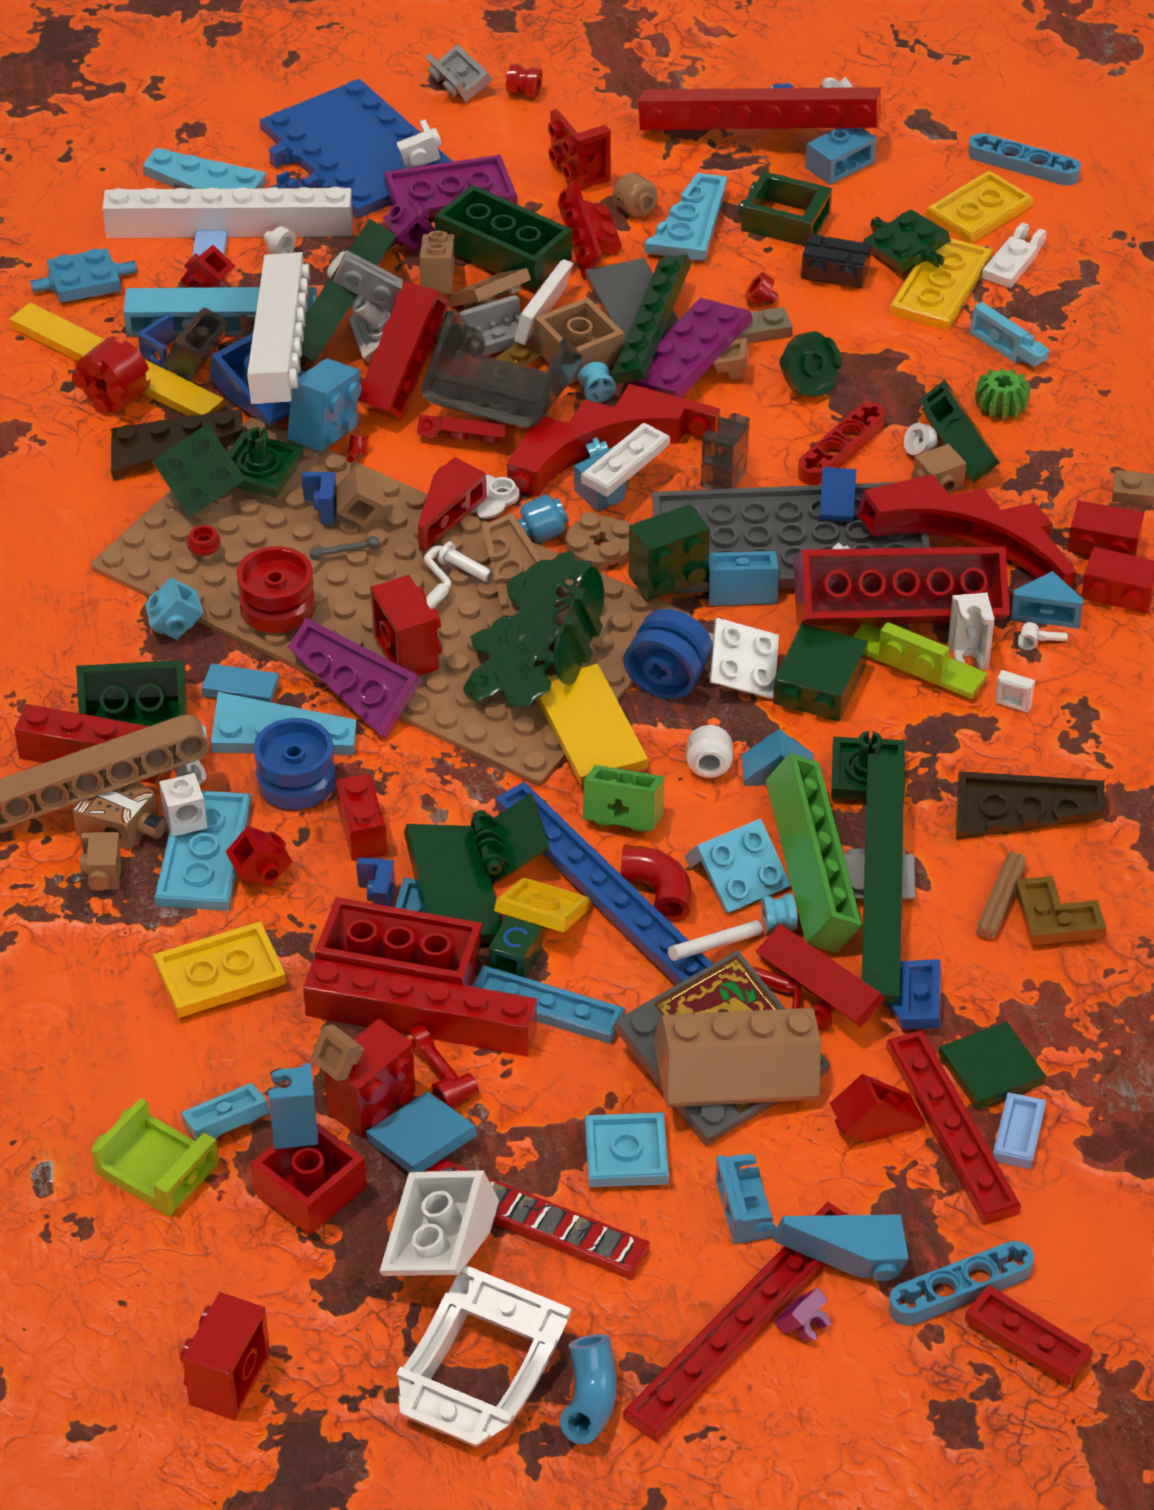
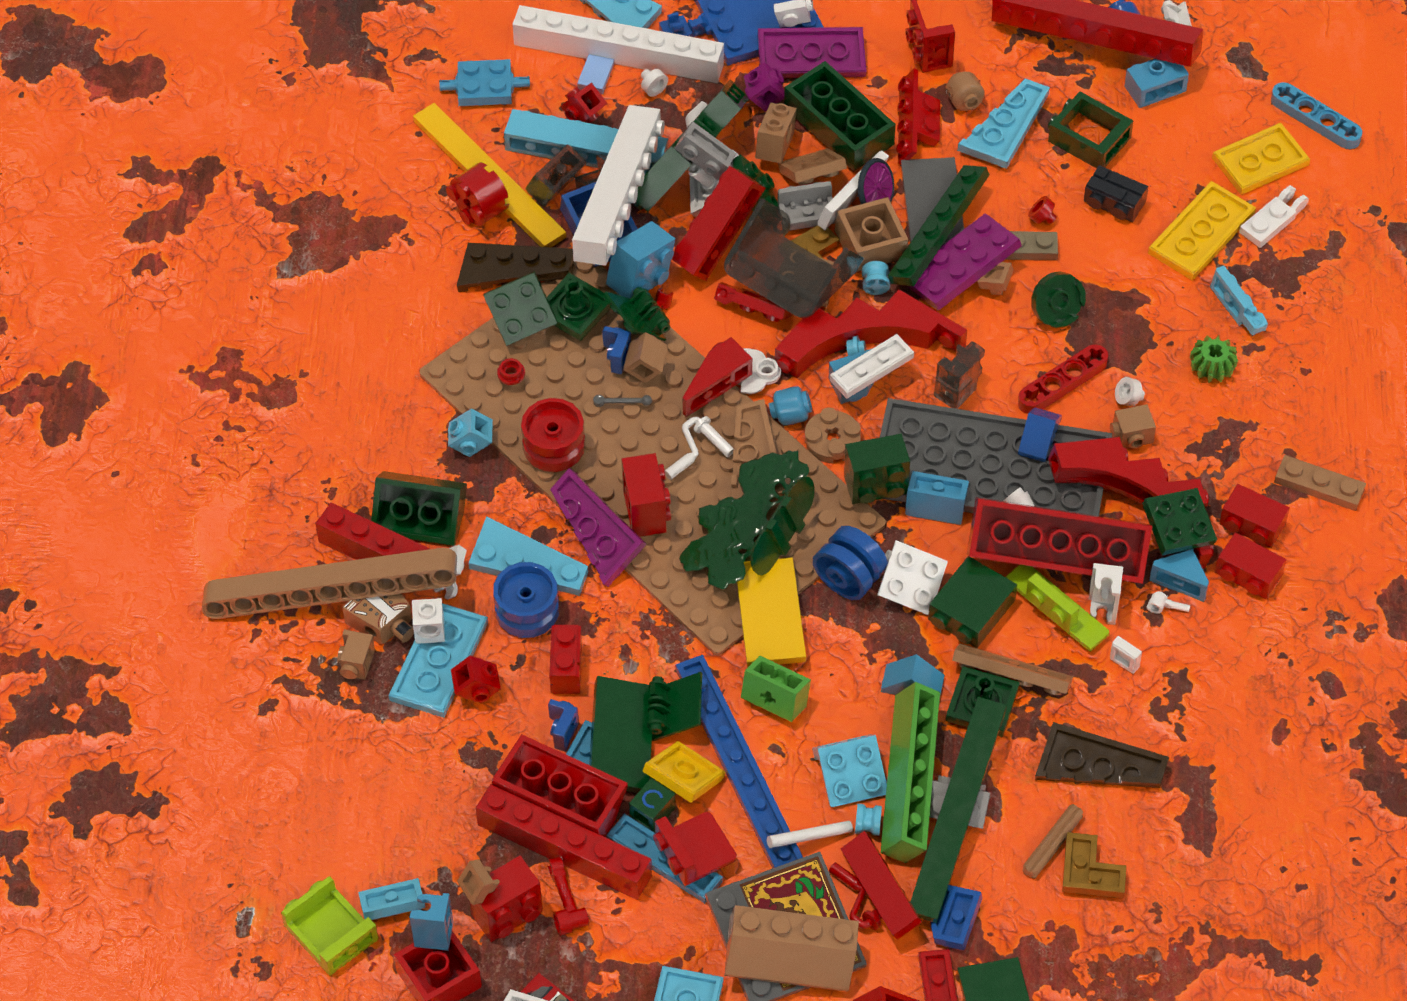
camera: 15 degrees right, 10 degrees up
(155, 338) = (525, 159): blue bracket -> none
(219, 969) = (421, 771): yellow plate -> none
(240, 682) = (507, 511): dark azure tile -> none
(341, 452) = (640, 313): none -> dark green hinge
(421, 1133) = (534, 952): dark azure tile -> none
(565, 285) = (875, 181): none -> magenta wheel
(581, 979) = (694, 847): none -> red bracket
(662, 873) = (788, 765): red cylinder -> none
(709, 751) = (859, 658): white head -> none
(907, 240) = (1183, 185): dark green plate -> none
(910, 732) = (1023, 672): none -> medium nougat plate
(959, 430) = (1161, 391): dark green slope -> none
(1031, 542) = (1179, 521): none -> dark green plate

